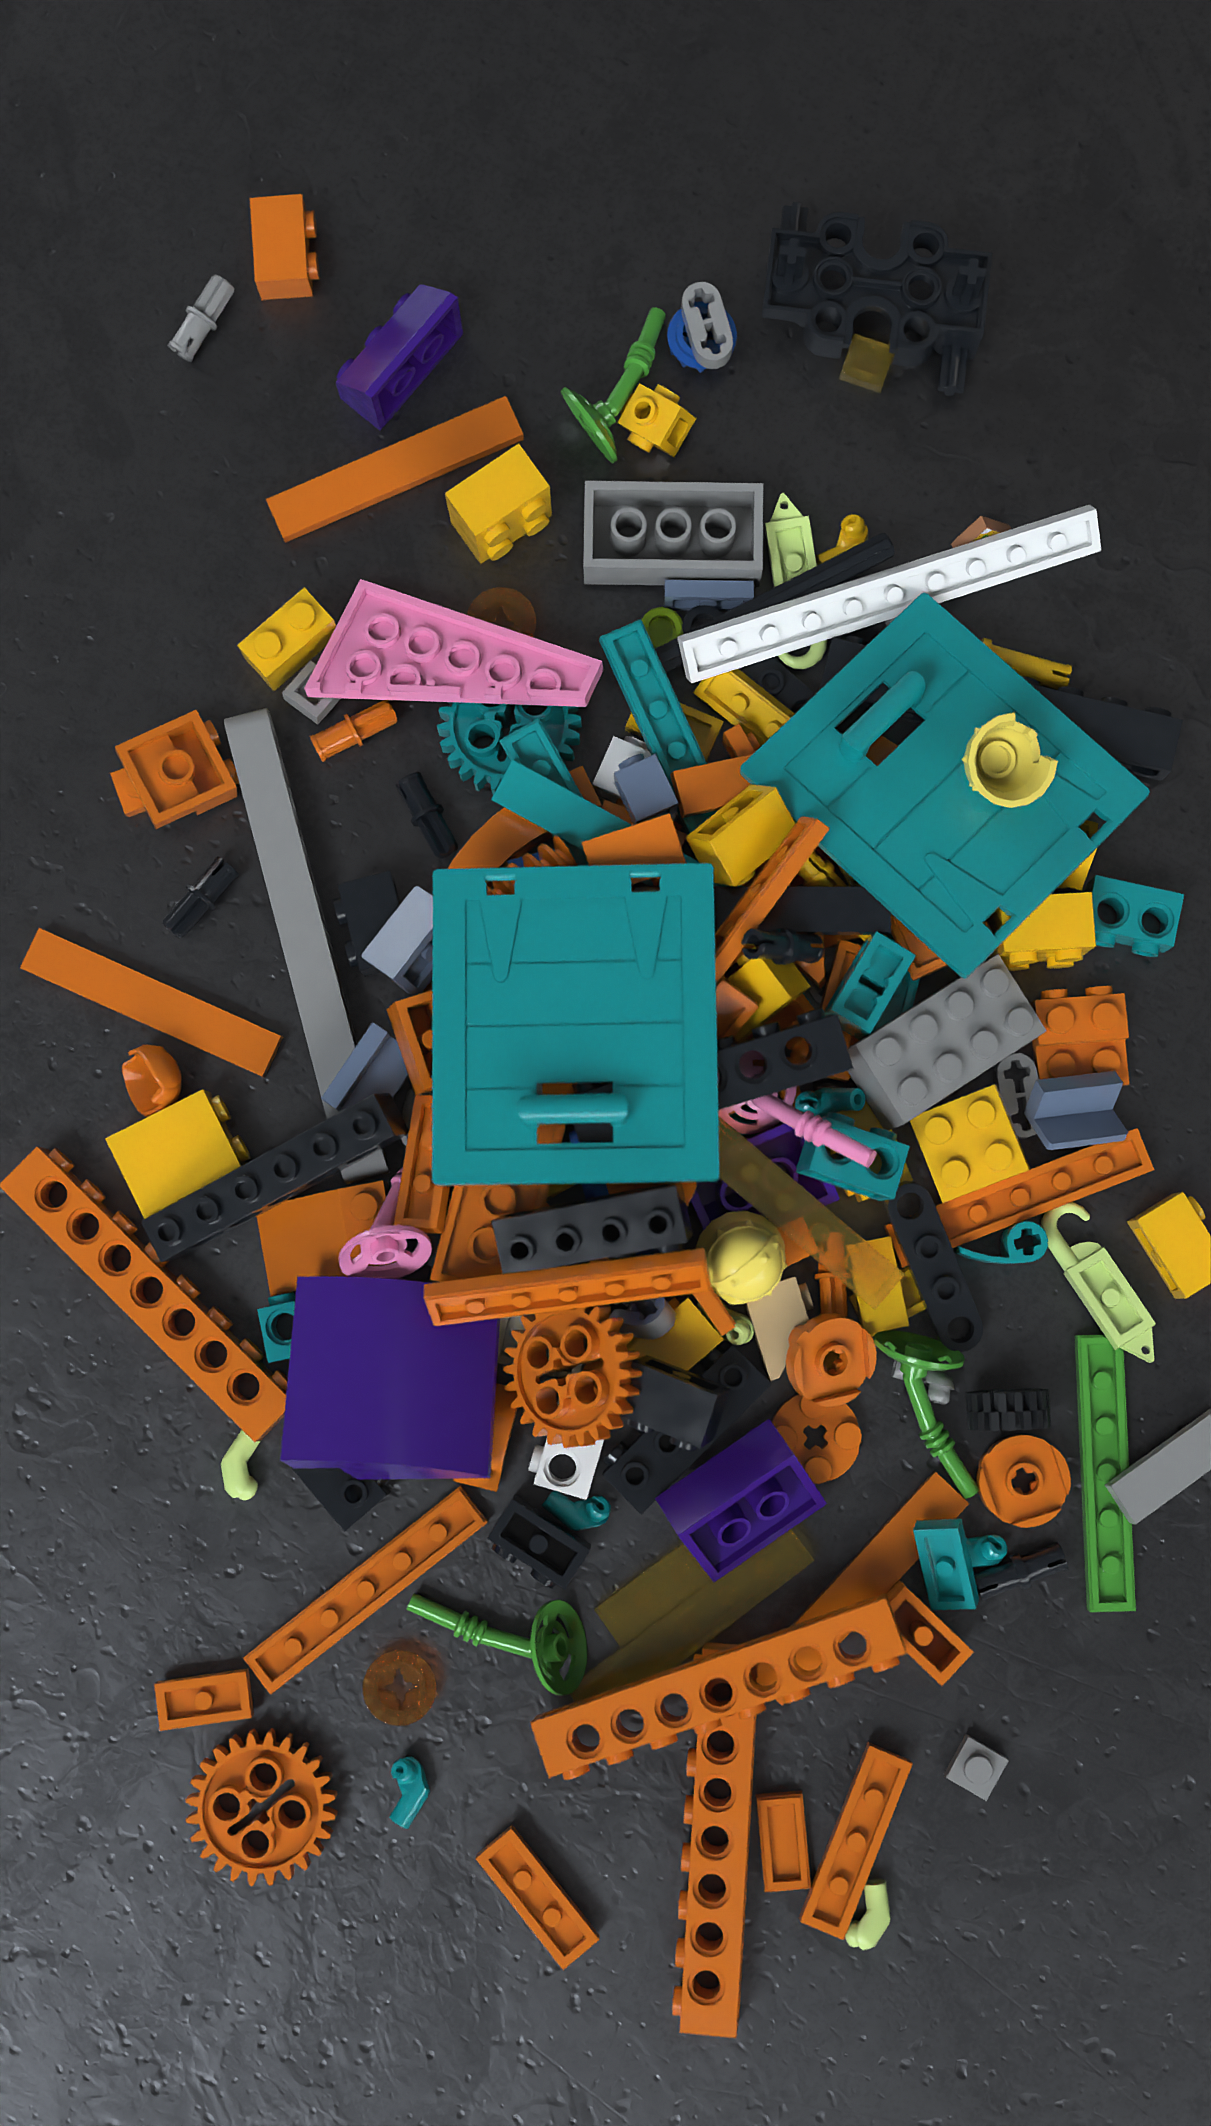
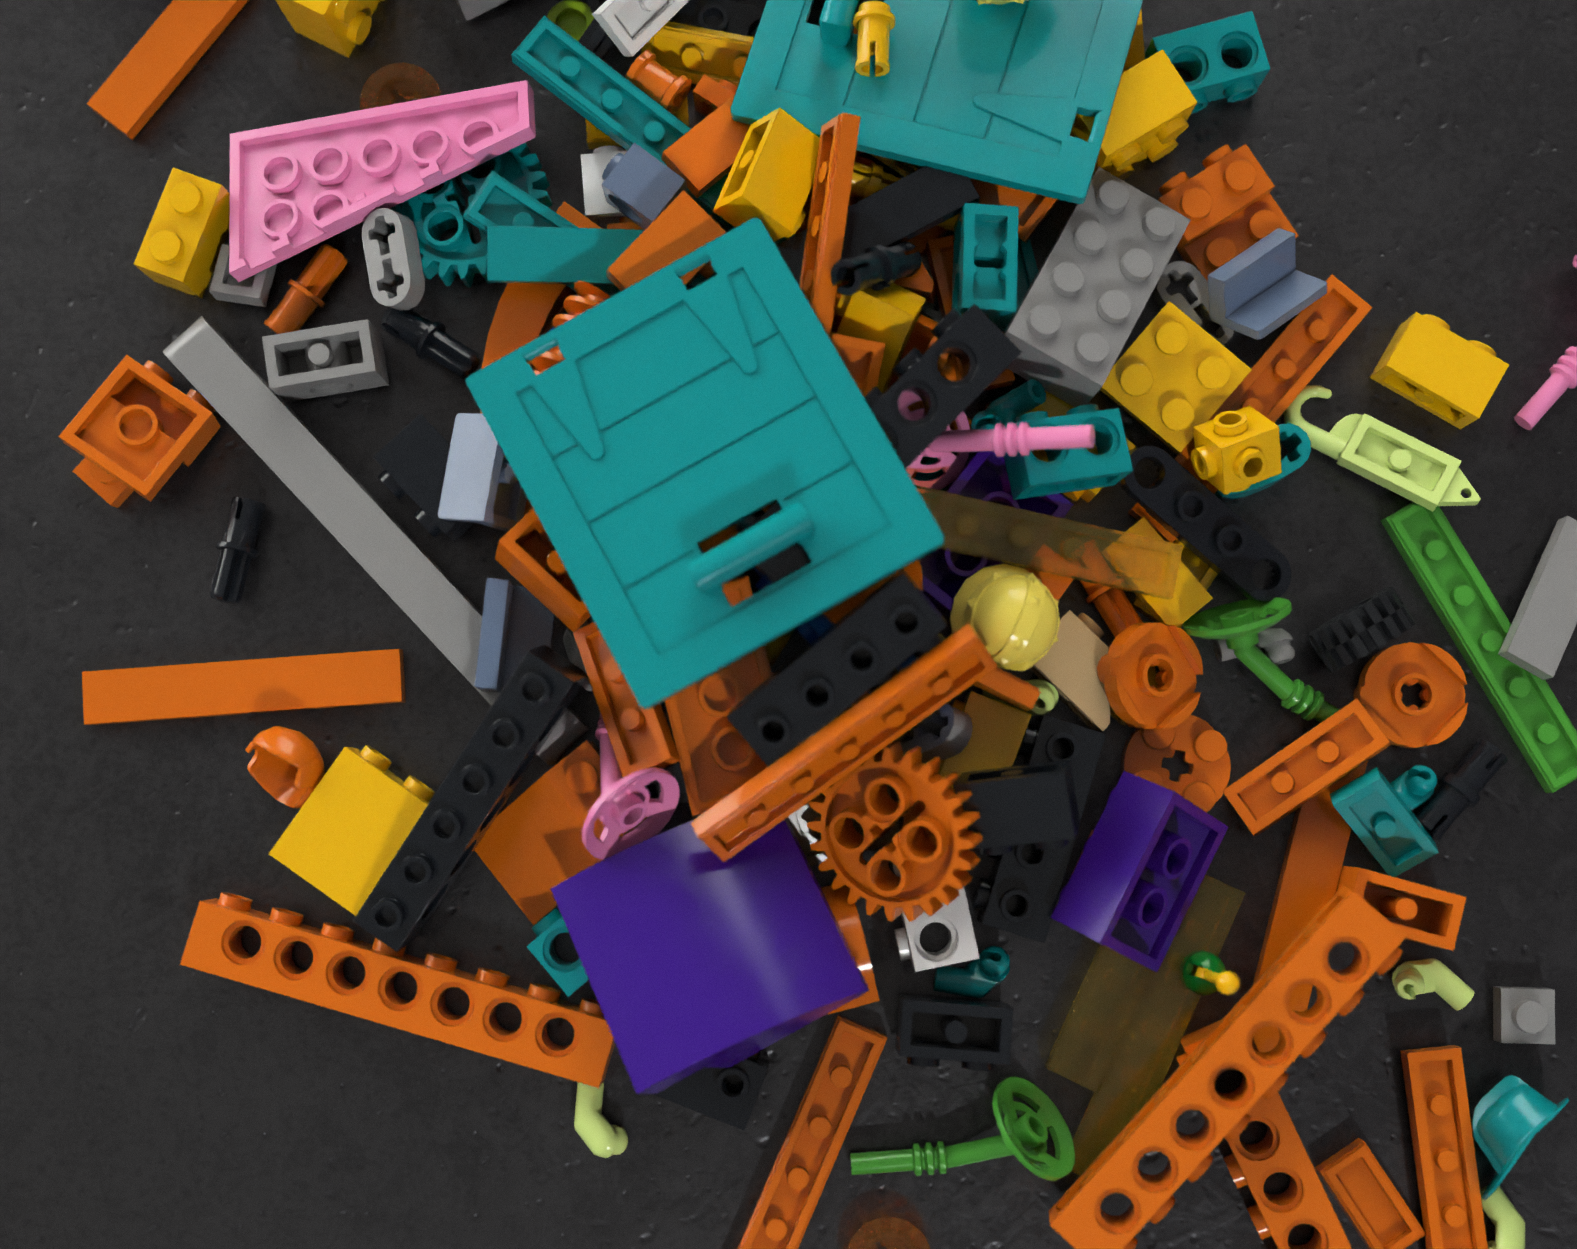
camera: 30 degrees left, 0 degrees up
(340, 791) = (325, 360): none -> light grey brick
(431, 742) = (393, 259): none -> light grey beam
(701, 711) = (658, 82): none -> orange bush
(752, 1605) = (1209, 976): none -> green hinge
(876, 768) = (873, 37): none -> yellow pin
(910, 1491) = (1306, 767): none -> orange plate
(918, 1836) = (1507, 1123): none -> teal piece
(921, 1699) = (1431, 976): none -> yellowish green arm
(984, 1224) = (1236, 450): none -> yellow brick

